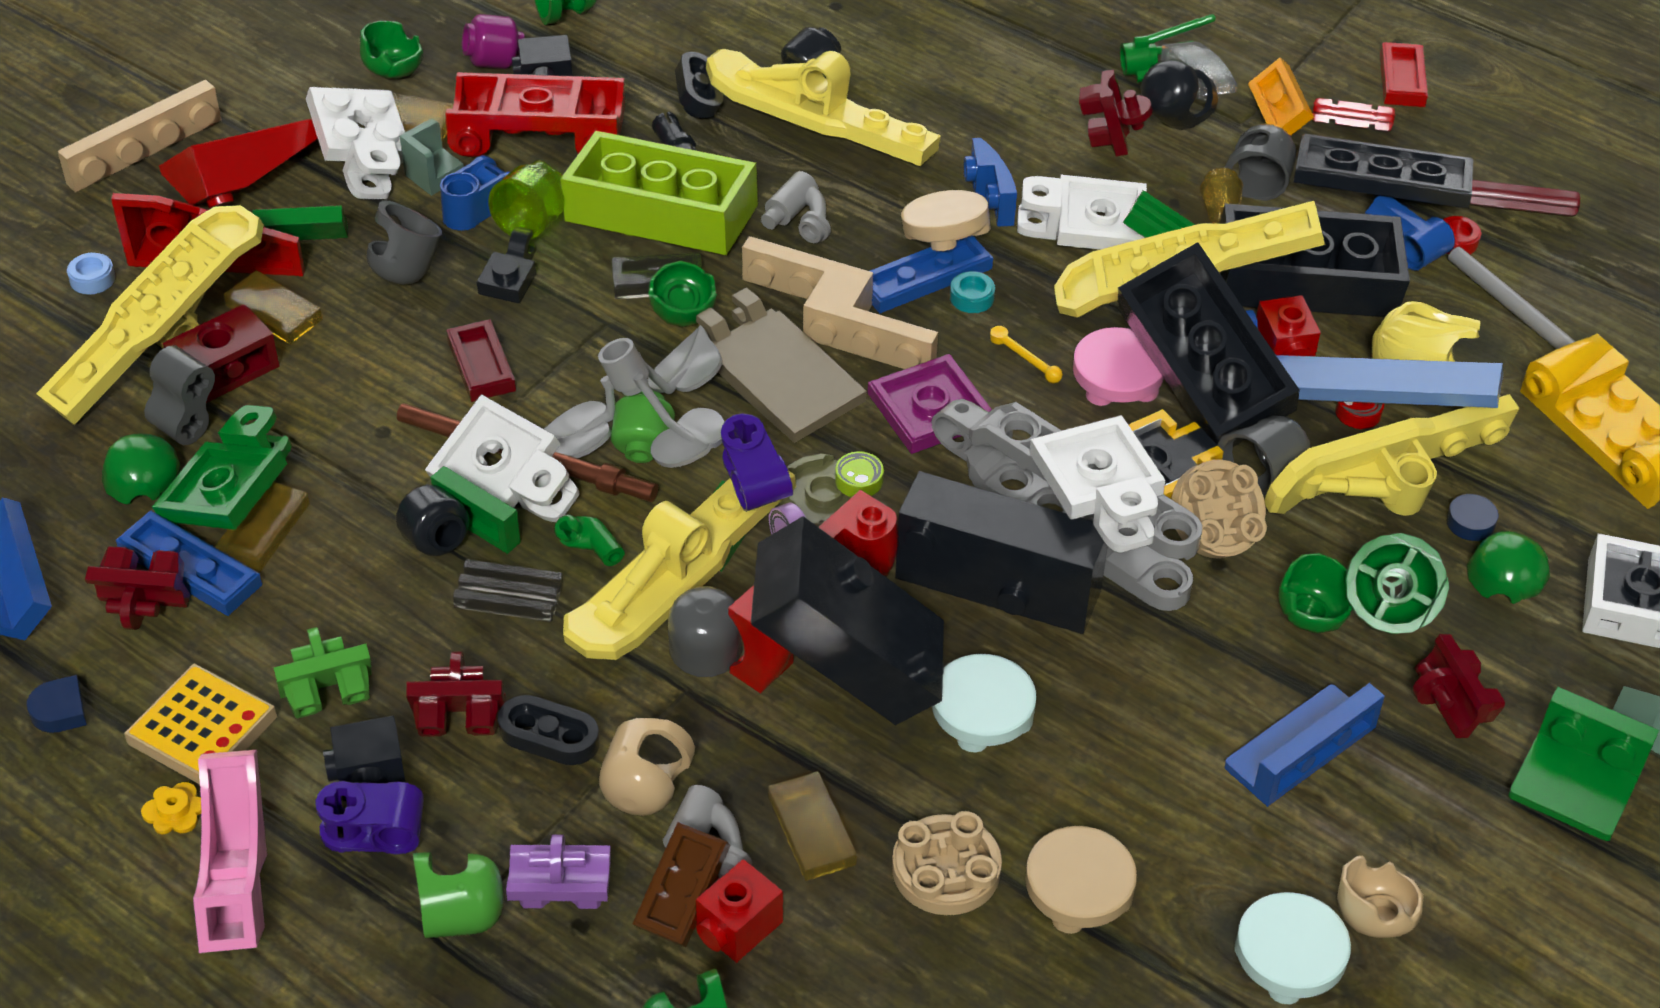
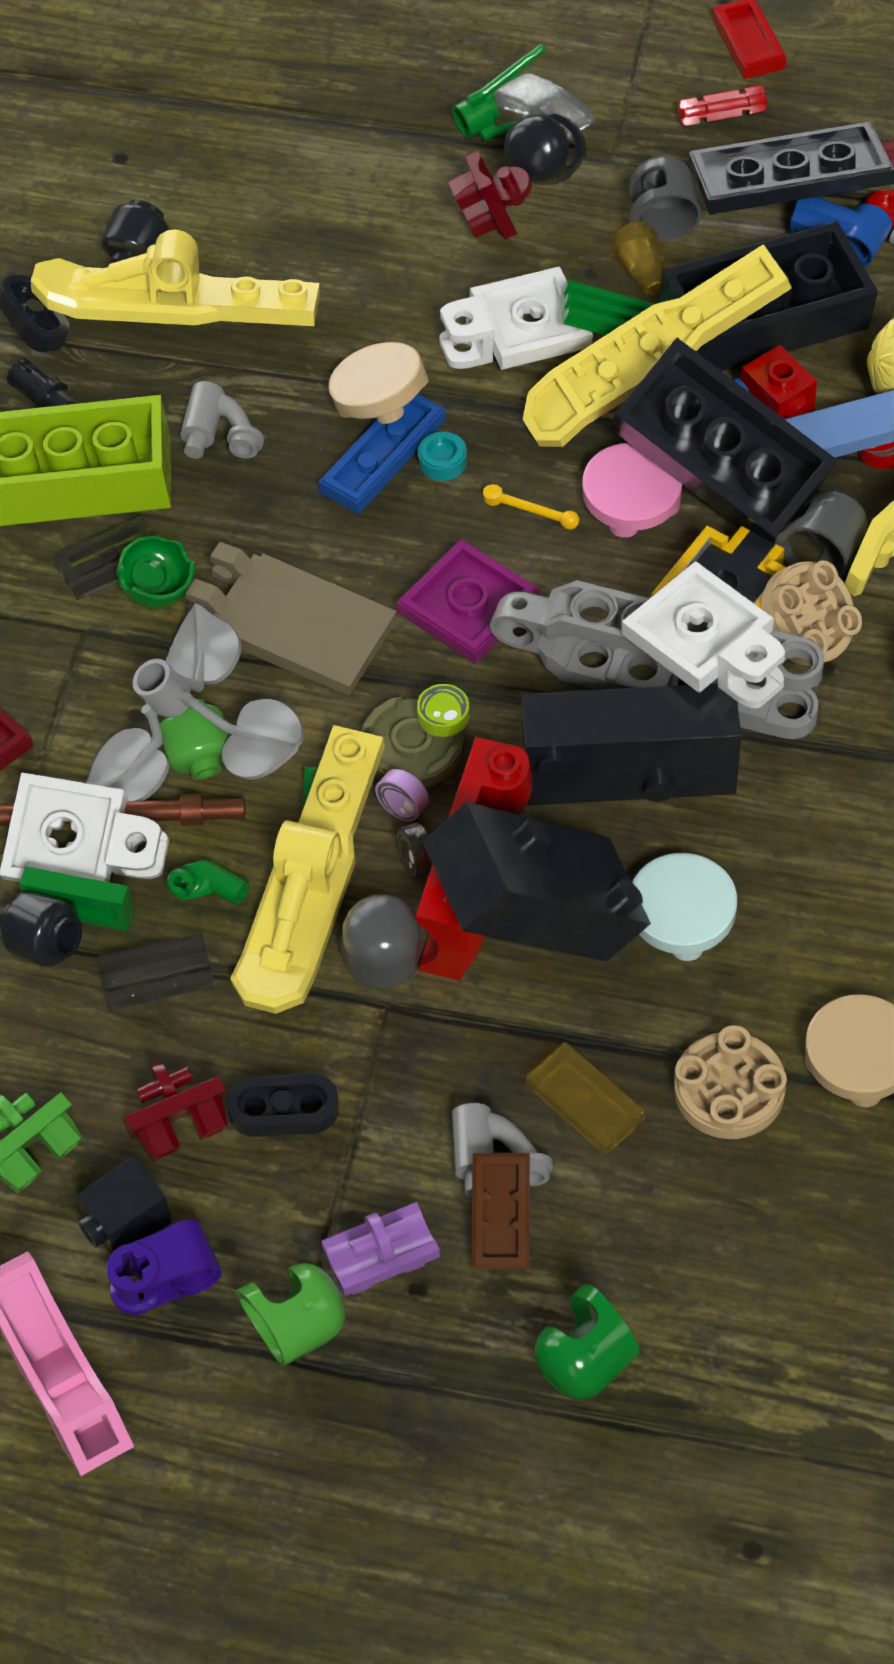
camera: 20 degrees left, 10 degrees up
(635, 783) = (405, 1123): tan helmet -> none
(738, 911) = (567, 1214): red brick -> none
(753, 463) = (351, 752): dark purple piece -> none
(837, 304) = (319, 524): tan bracket -> none
(992, 180) = (401, 317): blue slope -> none
(1280, 97) = (644, 115): light orange plate -> none

